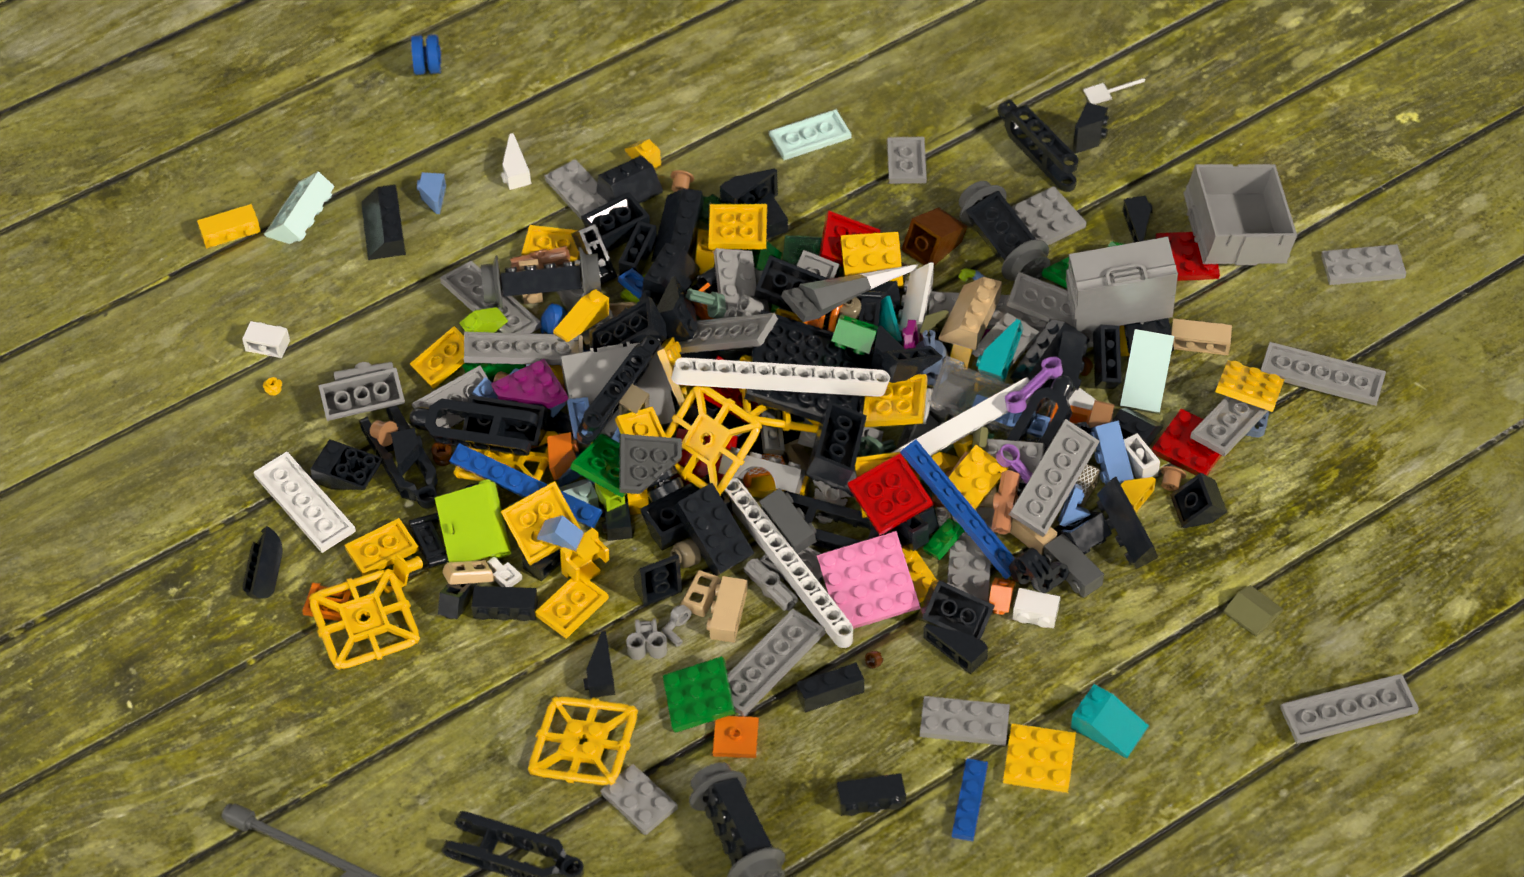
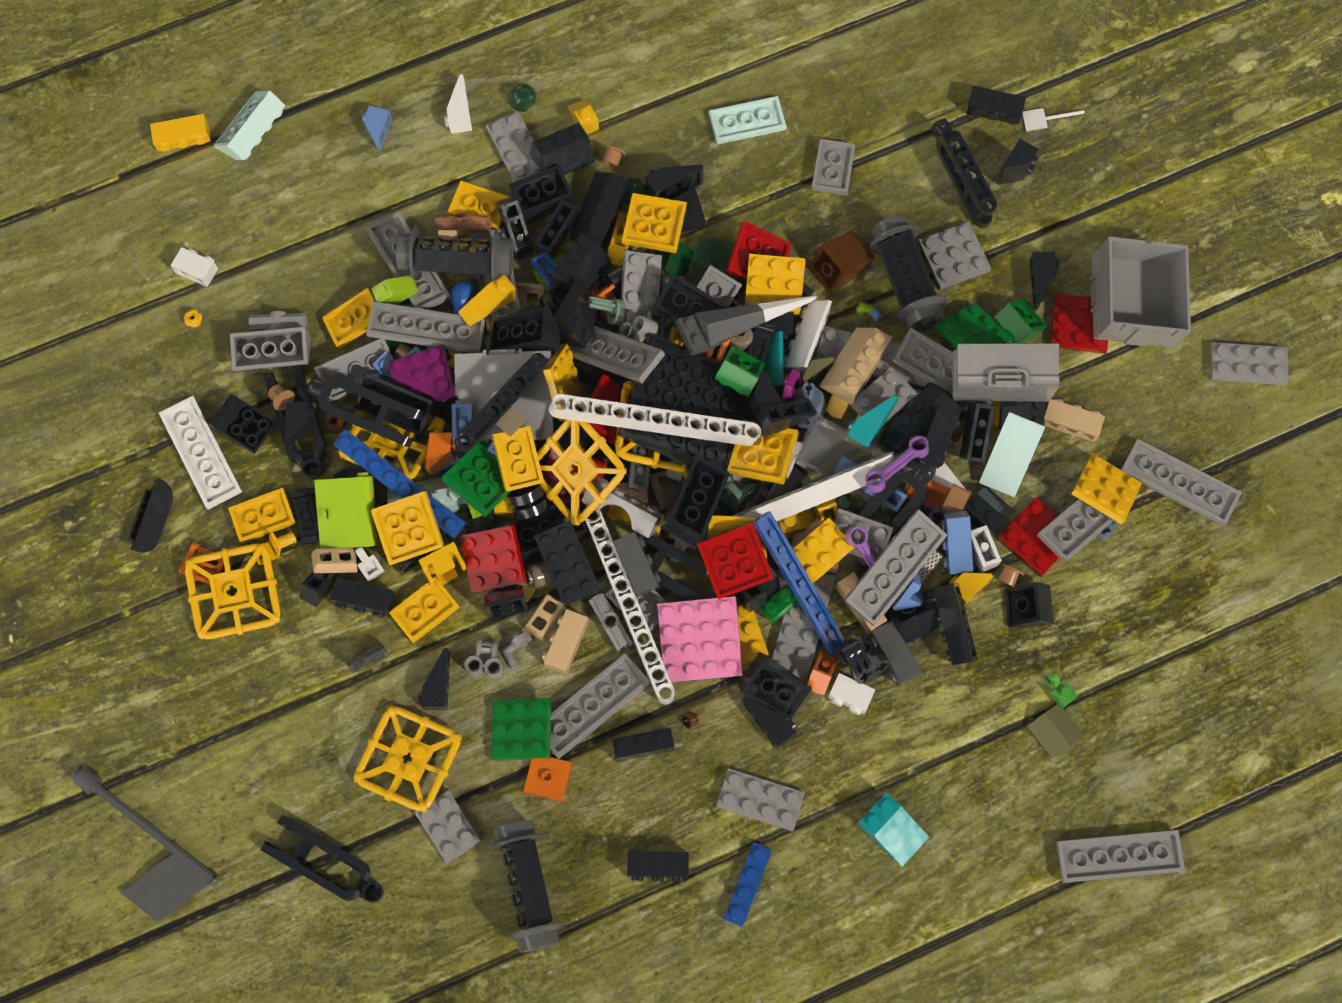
camera: 10 degrees right, 20 degrees up
(383, 223) = (325, 154): black slope -> none
(526, 654) = (371, 656): none -> dark grey slope
(561, 533) = (421, 546): medium blue slope -> none
(576, 147) = (522, 97): none -> clear green hair
(635, 540) = (493, 558): none -> red plate
(645, 460) = (511, 485): dark grey plate -> none
(980, 437) = (834, 509): olive tile -> none
(1004, 501) = (844, 582): nougat piece -> none
(1039, 758) = (821, 852): yellow plate -> none
(1056, 85) = (996, 105): none -> black brick
(1250, 573) = (1061, 693): none -> bright green plate

